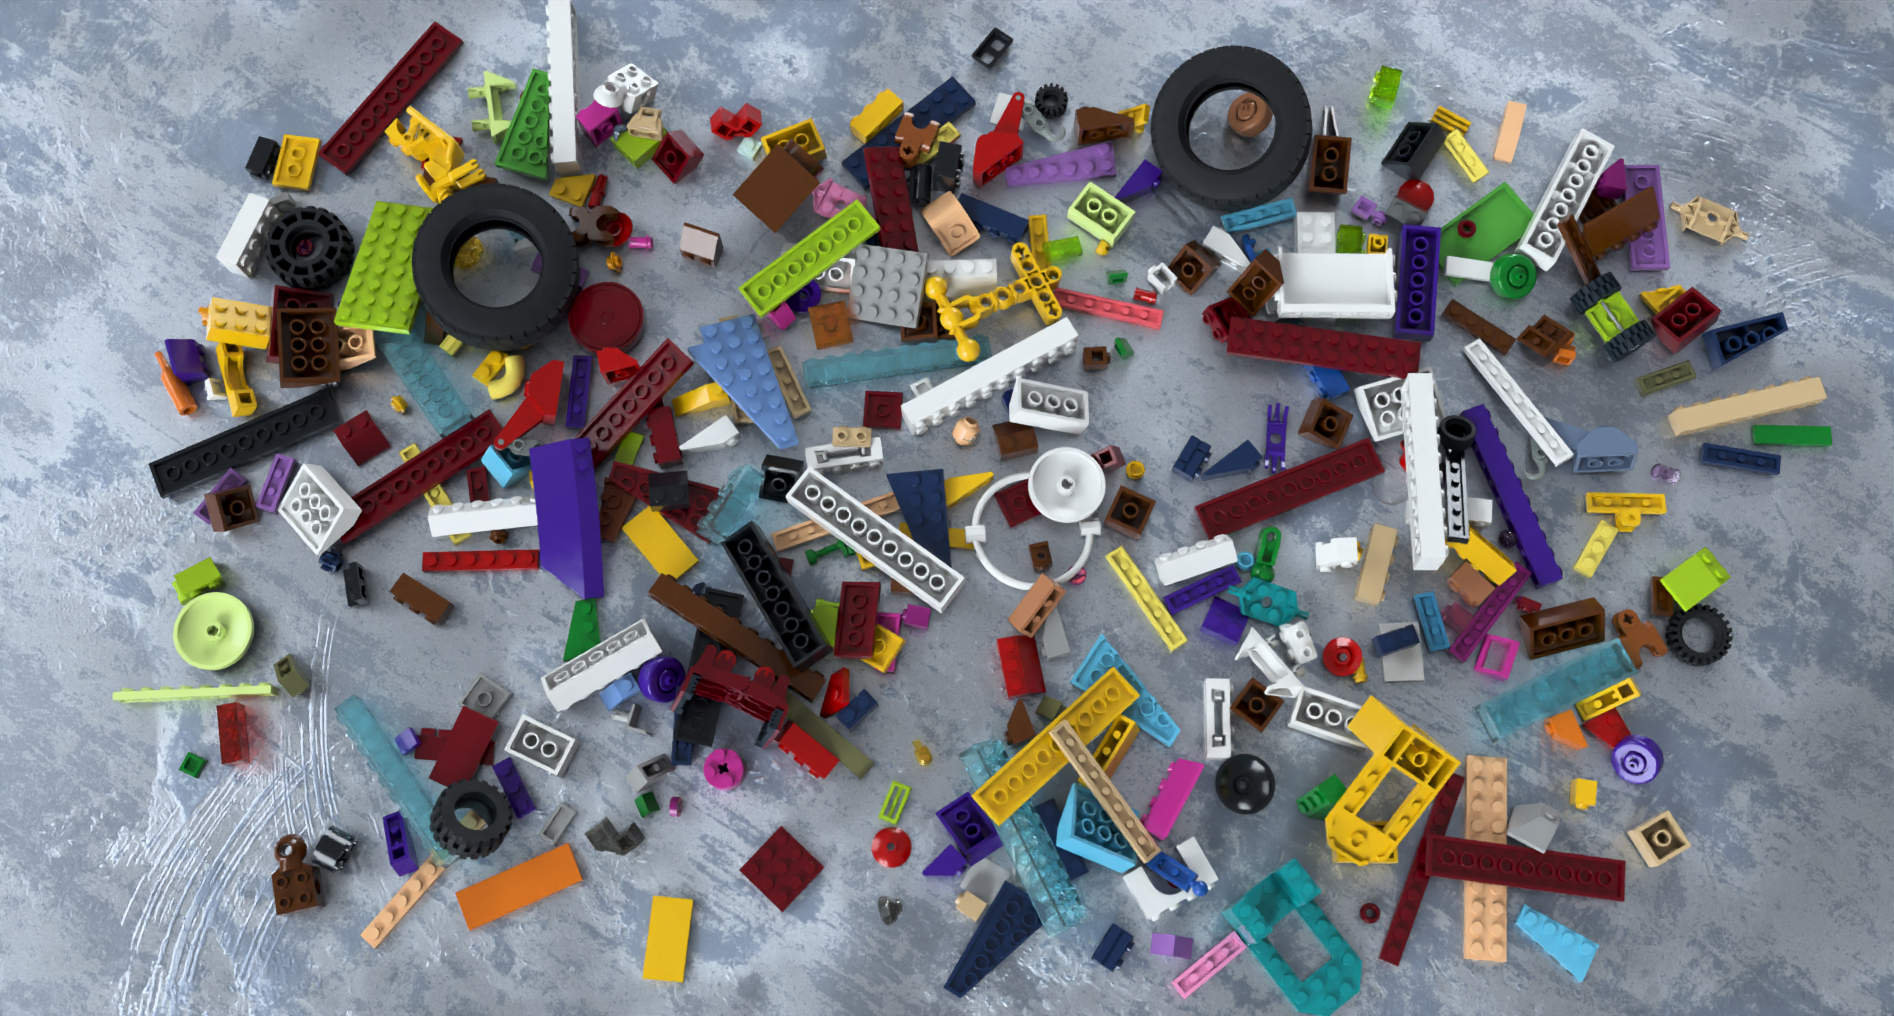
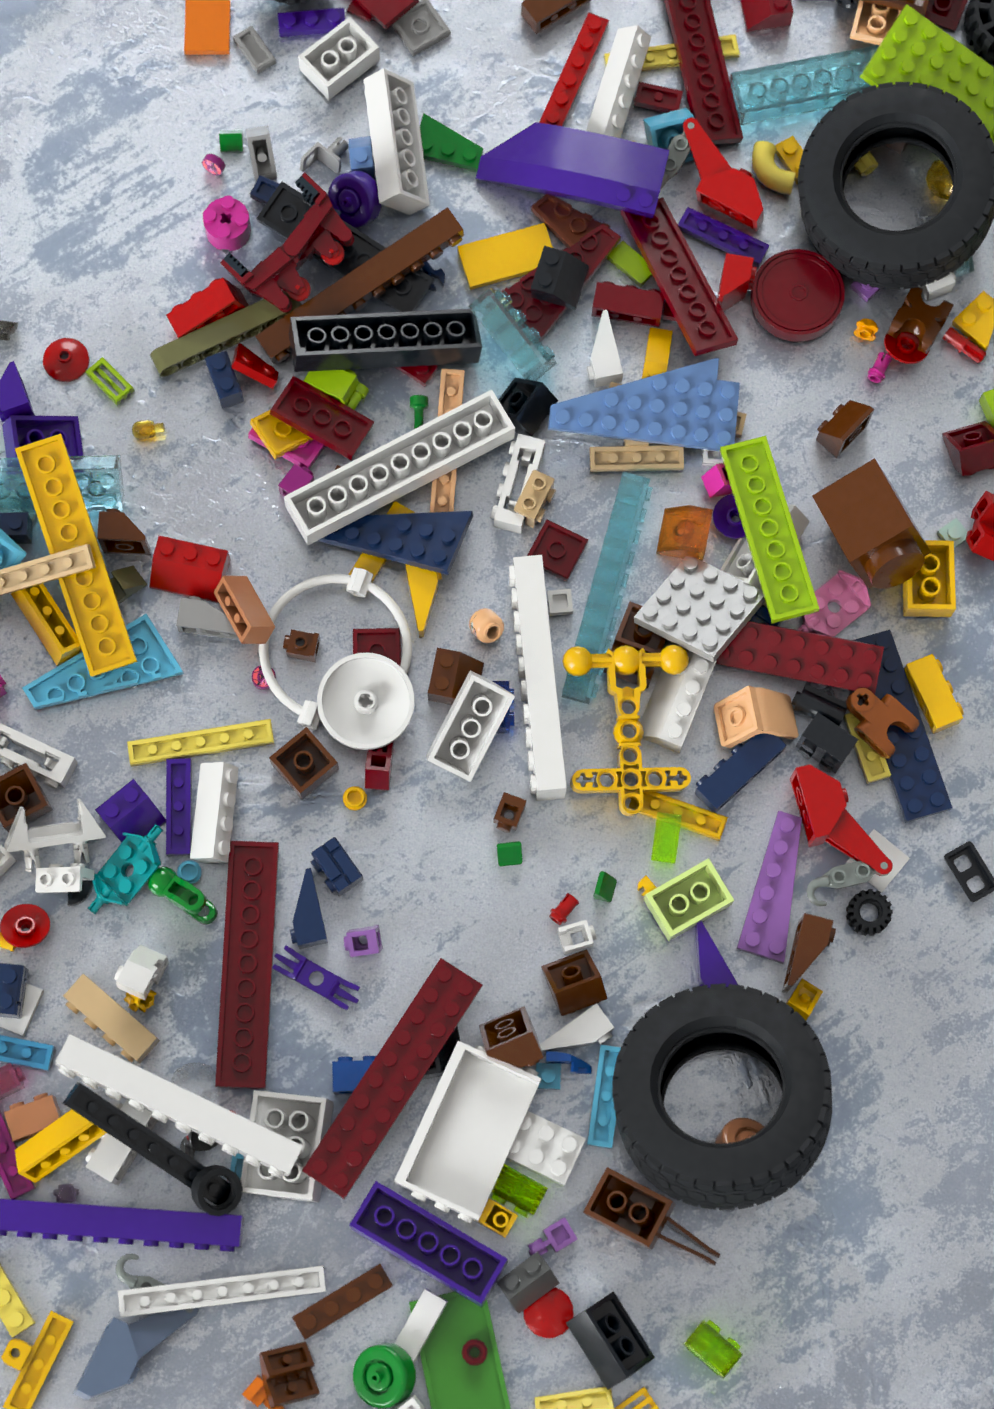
camera: 110 degrees right, 0 degrees up
(399, 404) = (790, 51): yellow plate -> none
(498, 536) = (590, 98): reddish brown plate -> none
(606, 838) = (214, 85): clear smoke brick -> none
(668, 939) = (84, 109): yellow tile -> none
(781, 869) = (98, 243): dark red plate -> none
(1109, 308) = (568, 858): coral tile -> none
(1219, 316) = (496, 994): dark red plate -> none
(1235, 417) = (356, 948): none -> medium lavender brick
(1325, 423) = (304, 1042): reddish brown slope -> none

